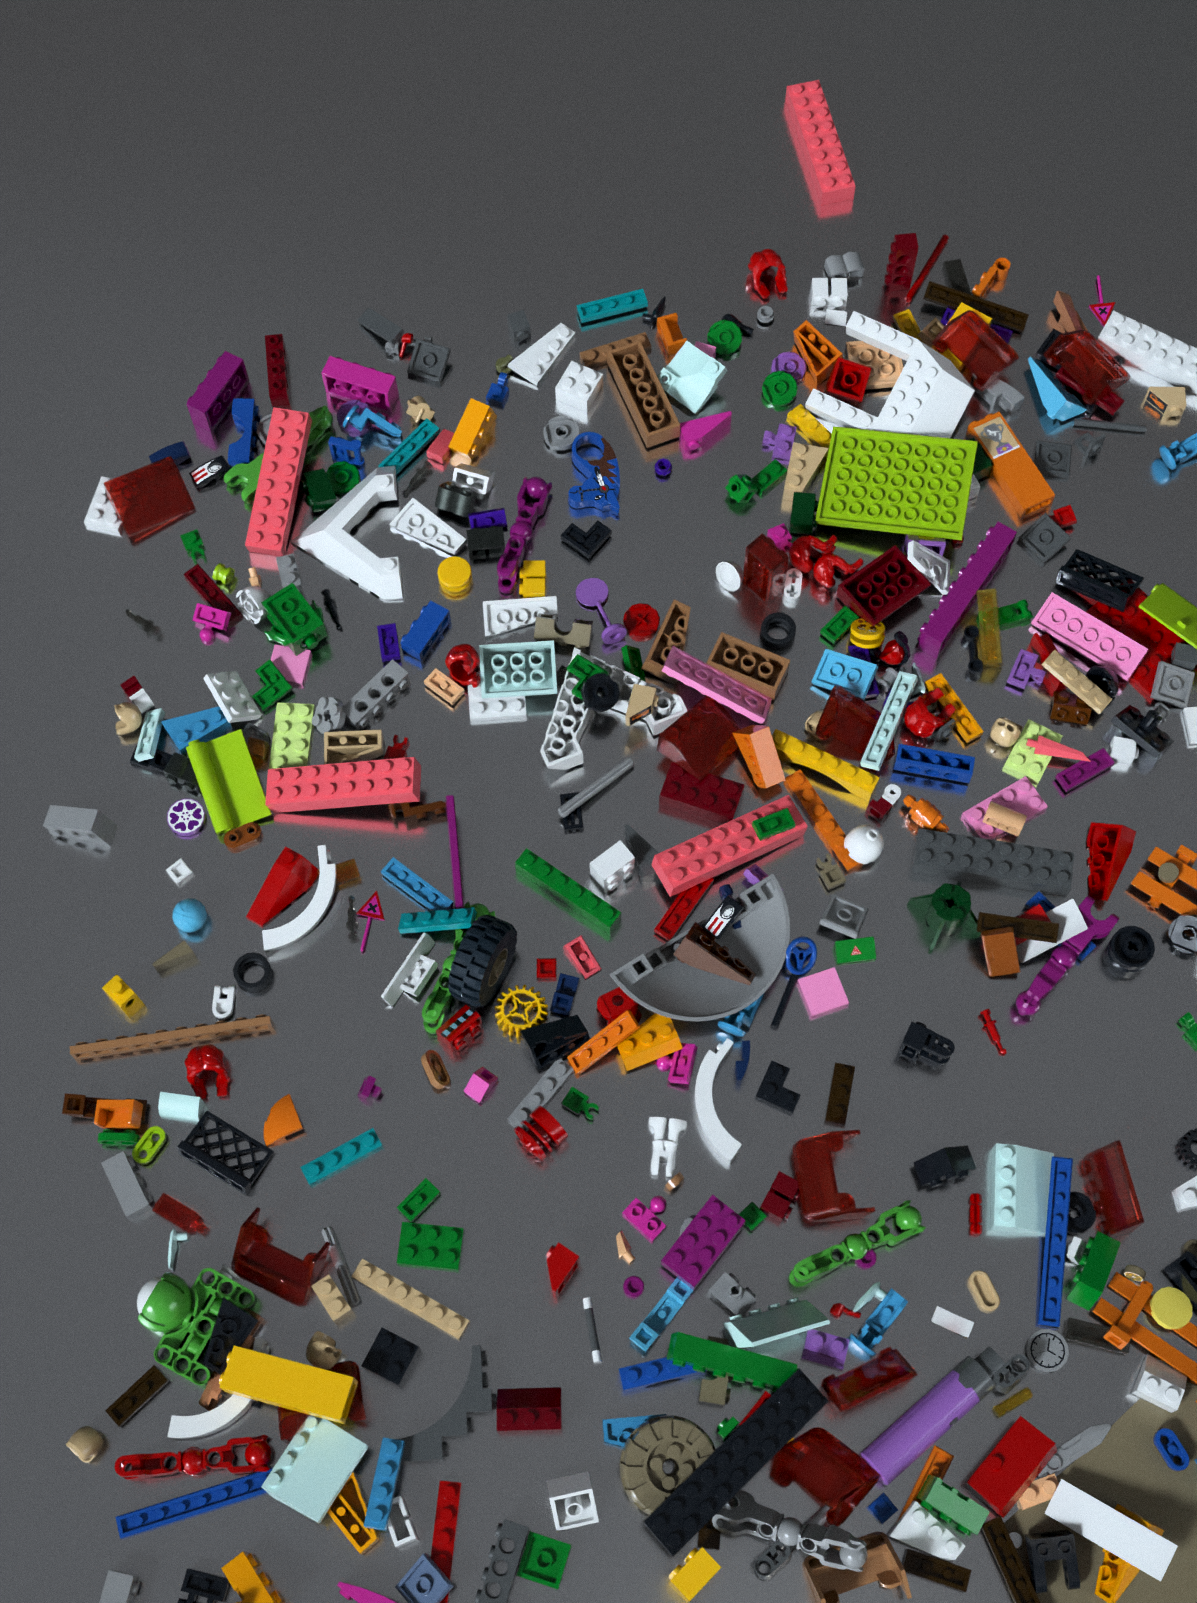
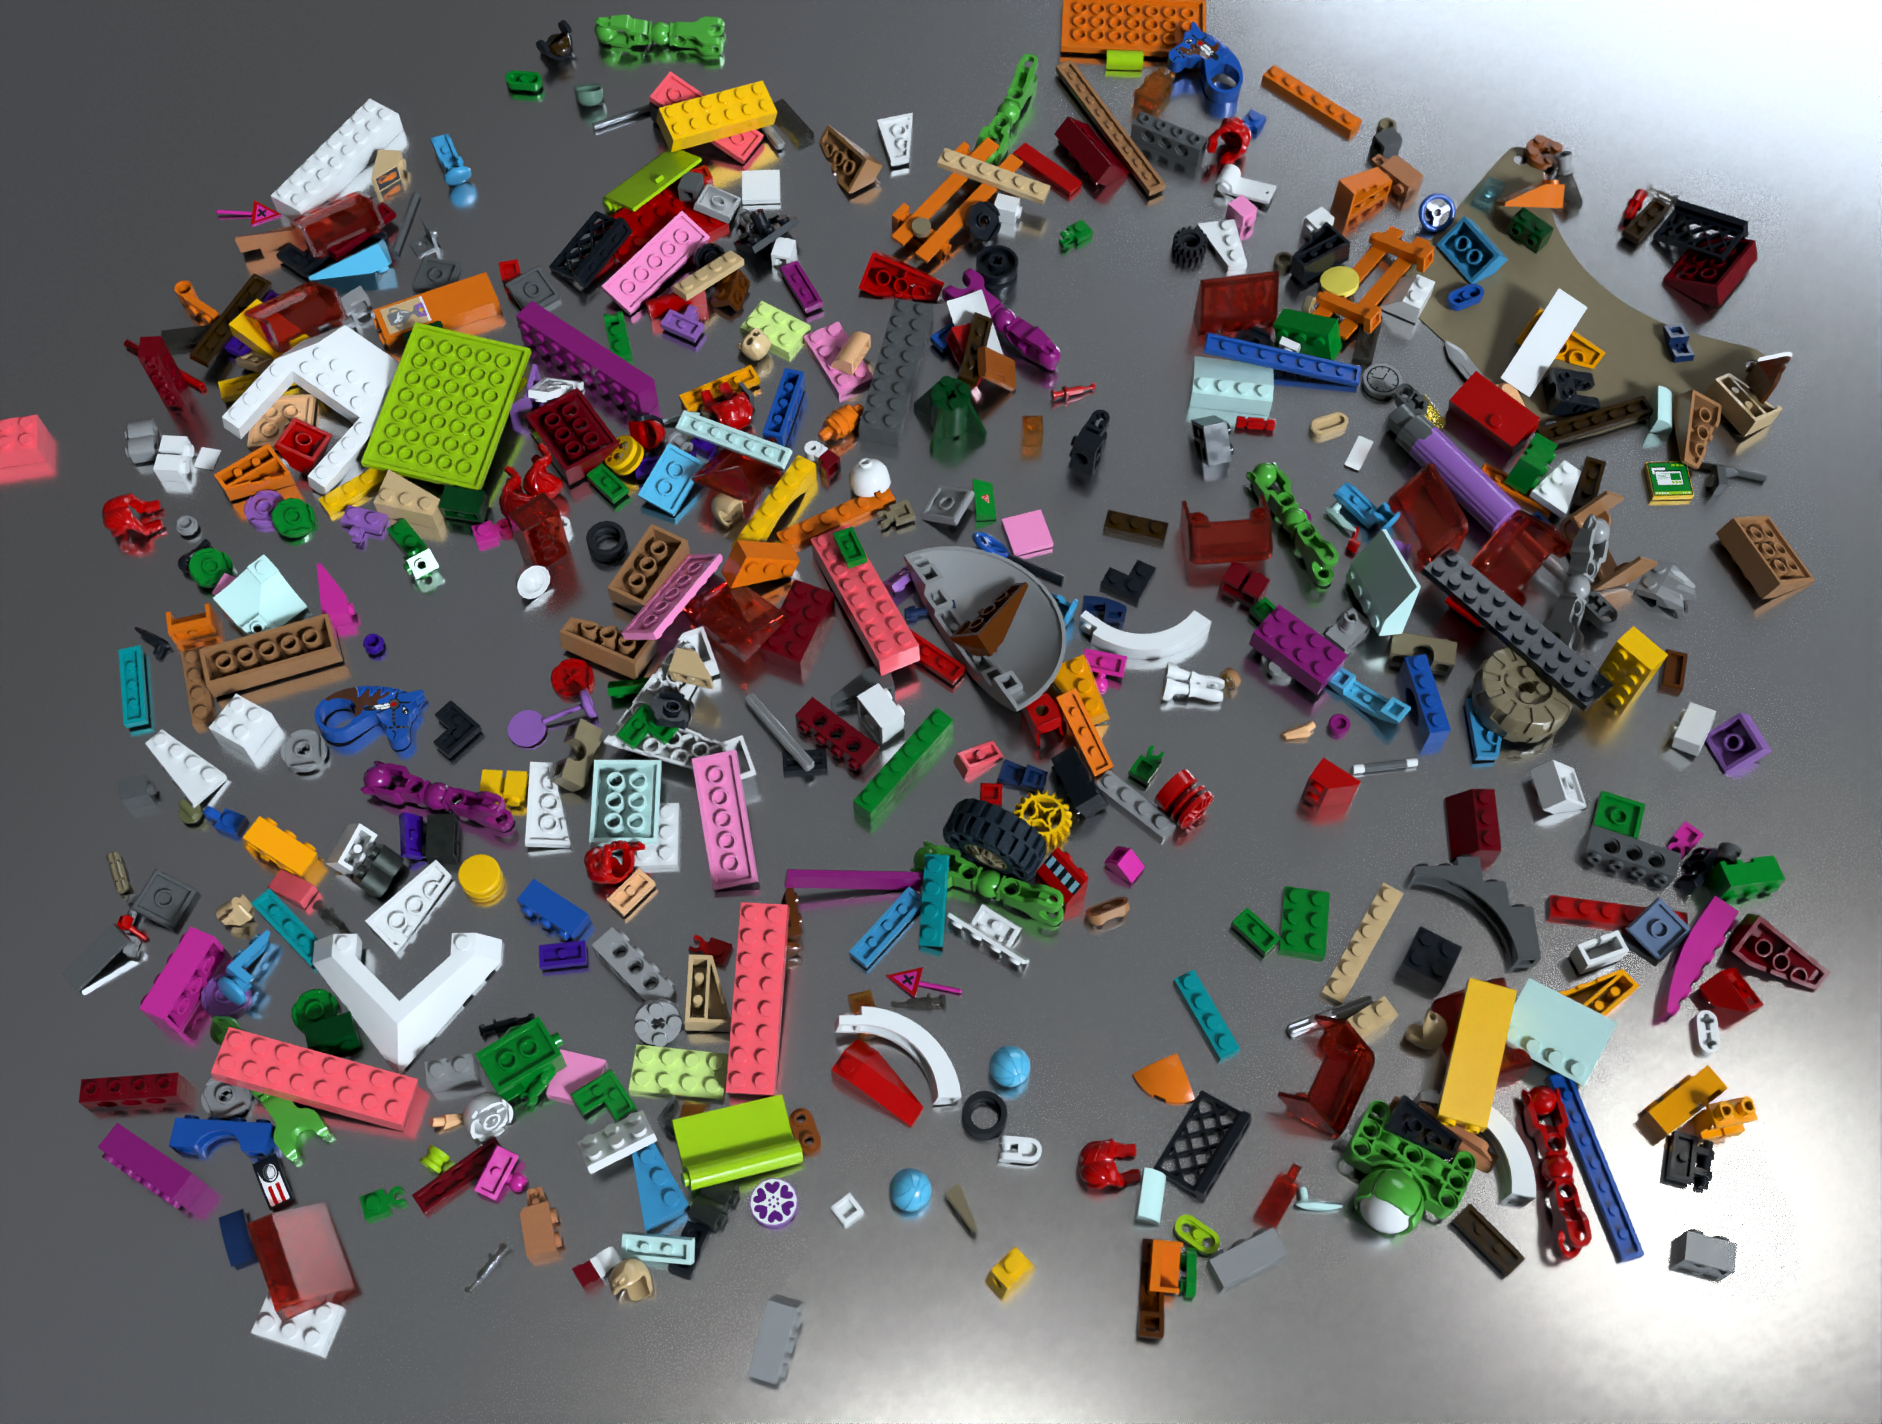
camera: 90 degrees left, 5 degrees down
(85, 1443) = (1549, 1294): tan helmet -> none
(165, 1037) = (1064, 1220): medium nougat plate -> none
(170, 652) = (538, 1226): none -> nougat hinge
(291, 988) = (1009, 1066): none -> medium azure piece
(341, 449) = (279, 1003): blue plate -> none
(368, 1088) = (1128, 982): magenta tile -> none
(384, 1484) = (1567, 959): dark azure plate -> none
(452, 327) = (117, 872): none -> dark tan axle
(504, 747) = (725, 820): none -> bright pink plate
(580, 859) = (816, 712): none -> dark red brick
(645, 1218) = (1268, 709): dark pink plate -> none
(722, 917) = (949, 607): slope -> none
(726, 1427) = (1480, 641): green plate -> none
(728, 1361) = (1419, 634): green brick -> none
(937, 991) = (1032, 430): none -> clear orange brick
(972, 636) = (673, 365): black bar -> none
(990, 628) = (638, 341): clear yellow brick -> none
(1051, 748) = (775, 311): coral bar -> none

